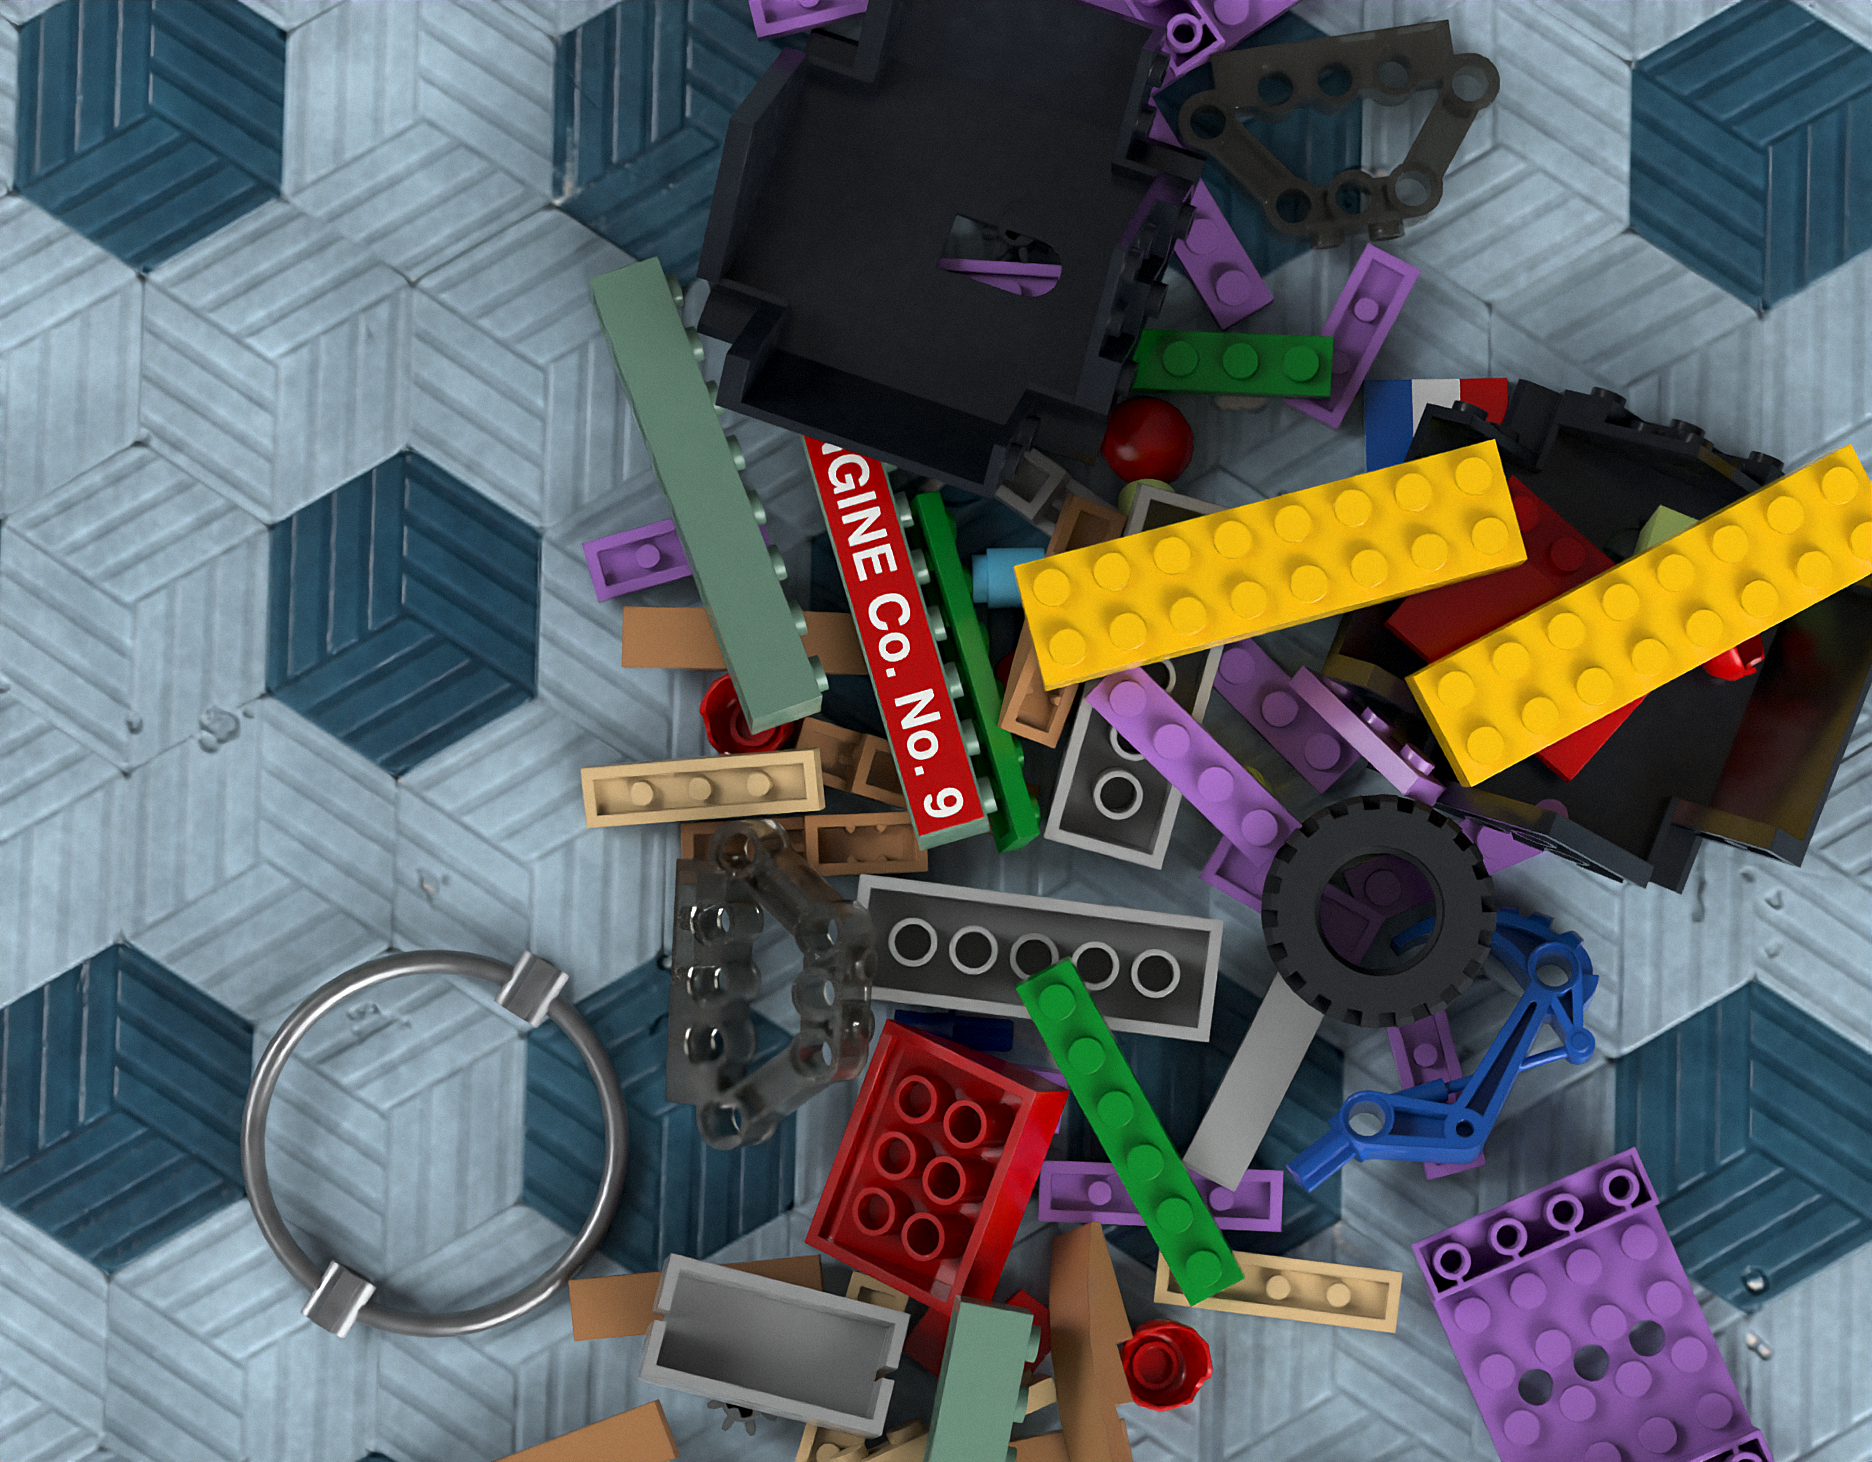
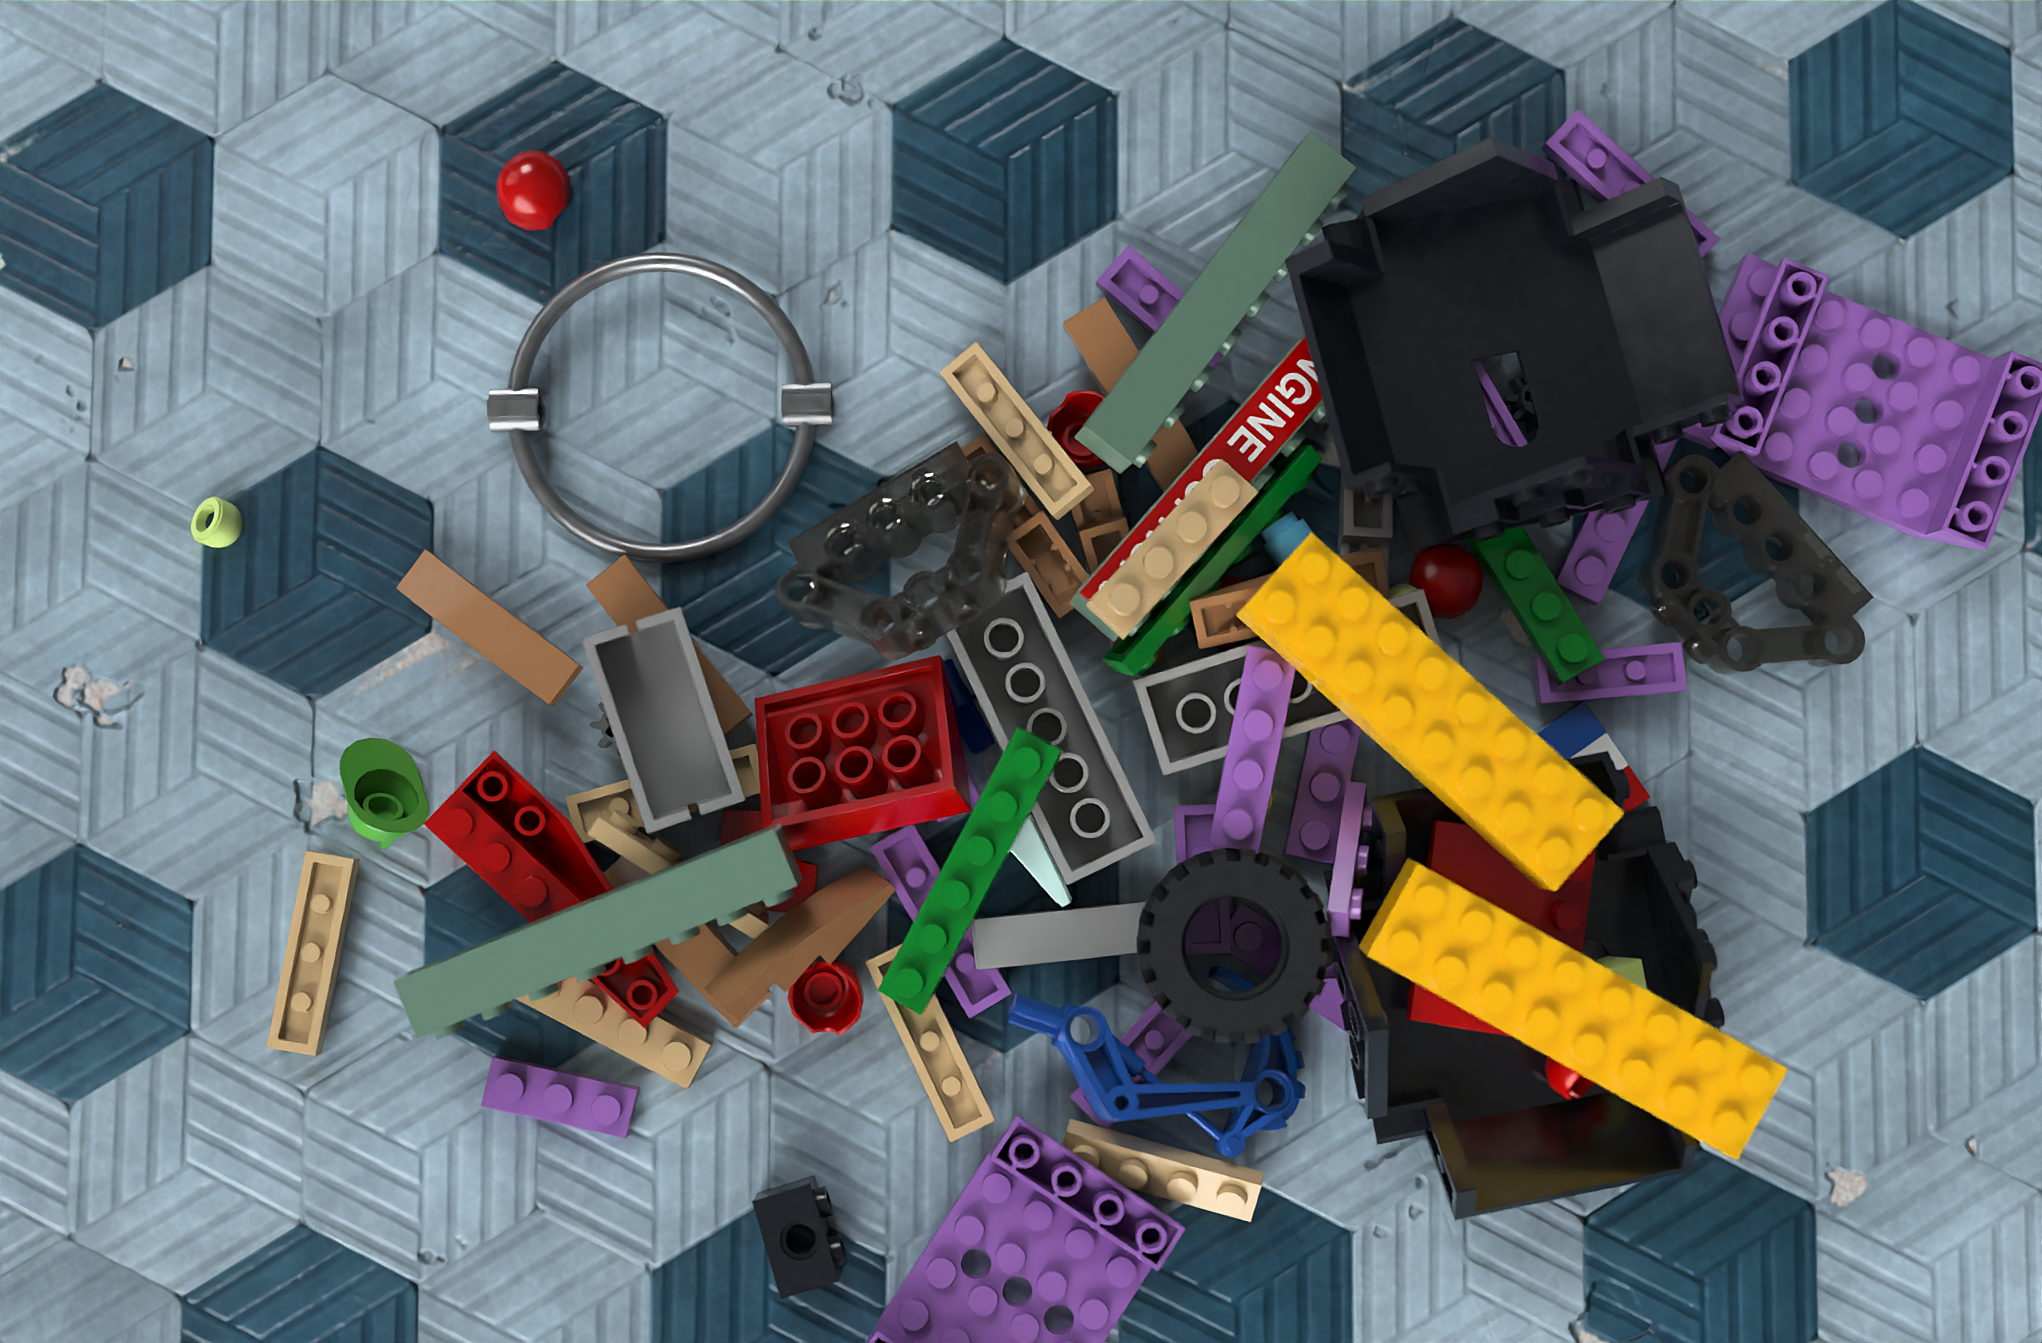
camera: 45 degrees right, 0 degrees up
(112, 1131) = (533, 189): none -> red hair
(935, 711) = (1171, 549): none -> tan plate
(1161, 1055) = (1037, 859): none -> light aqua slope
(1566, 1127) = (1167, 1170): none -> tan plate

